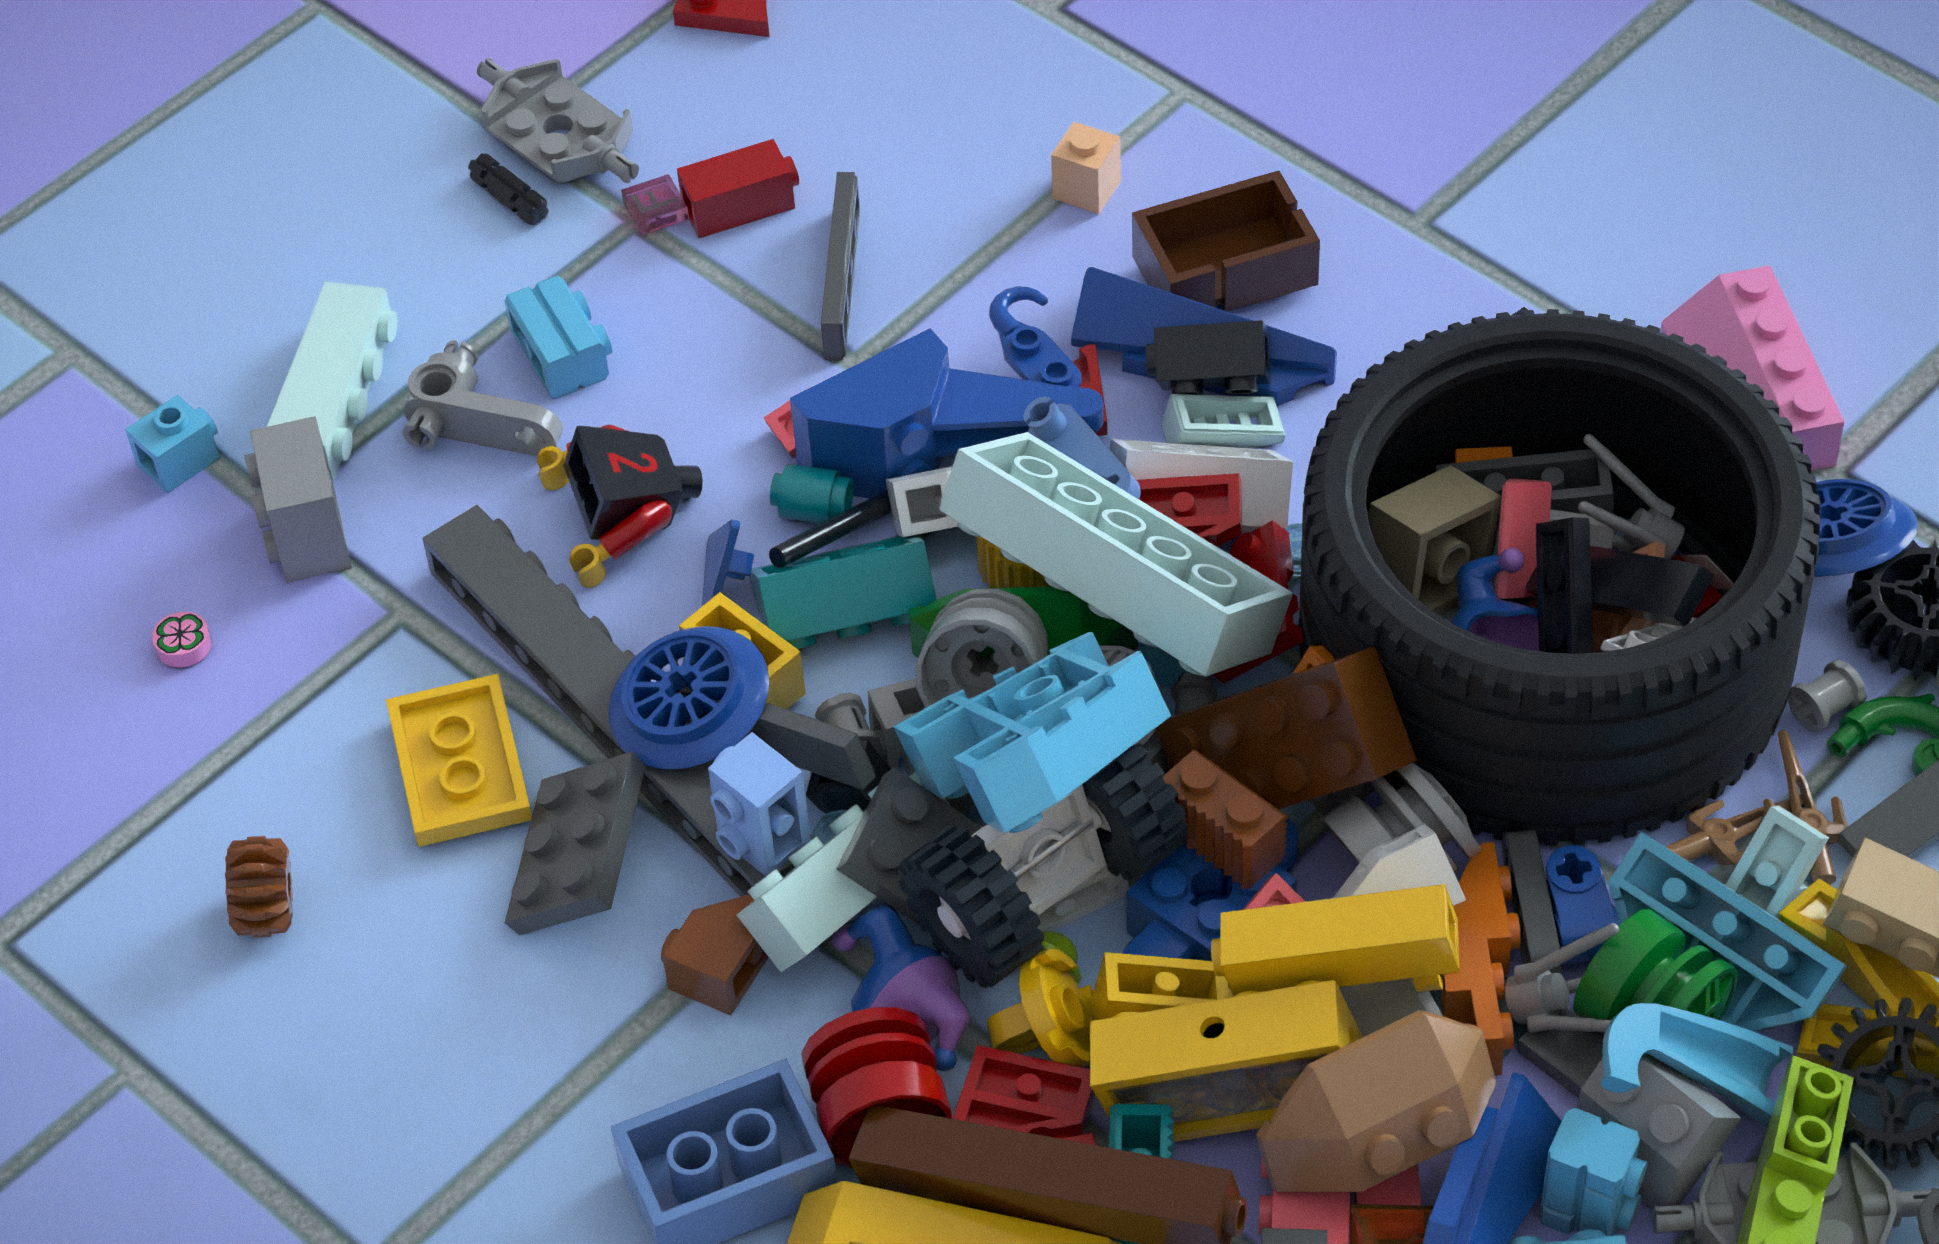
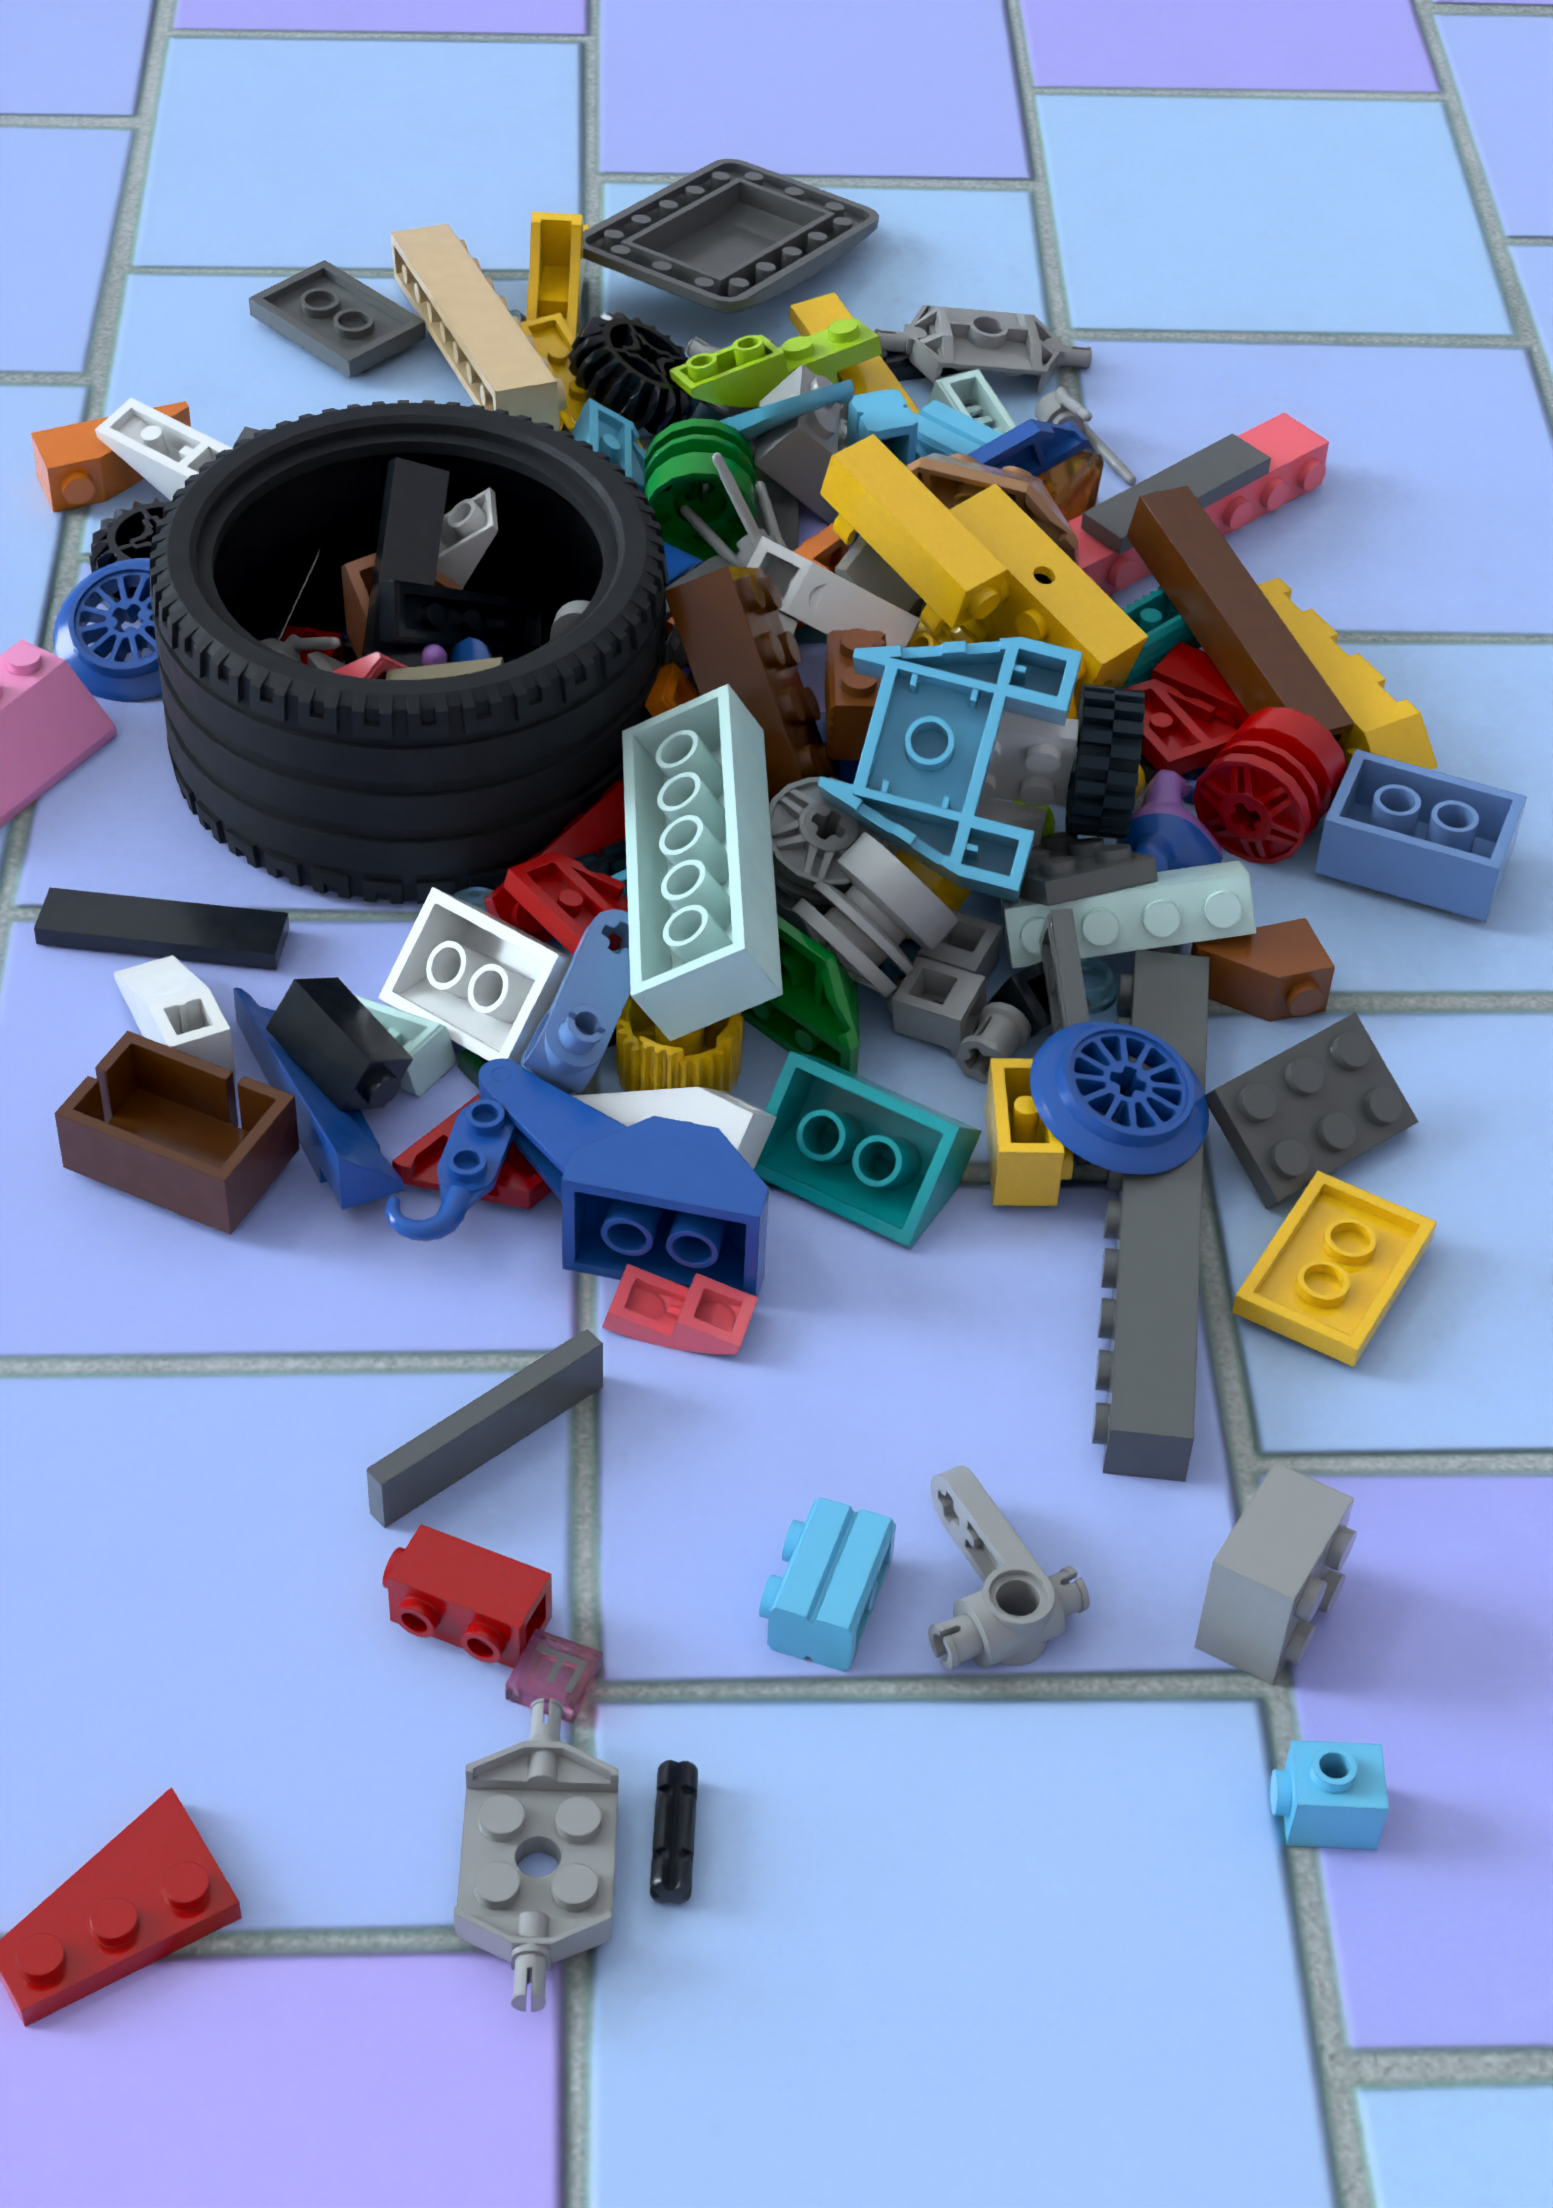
camera: 140 degrees left, 5 degrees down
(181, 639) = (1491, 1589): bright pink tile -> none
(337, 364) = (1101, 1731): light aqua brick -> none
(621, 488) = (951, 1361): black torso -> none
(724, 560) = (948, 1230): blue piece -> none
(758, 804) = (1178, 935): light blue brick -> none
(810, 493) = (796, 1241): teal brick -> none
(830, 530) = (838, 1177): black bar -> none
(1086, 167) = (153, 1321): light nougat brick -> none
(1340, 309) = (177, 1010): none -> white slope

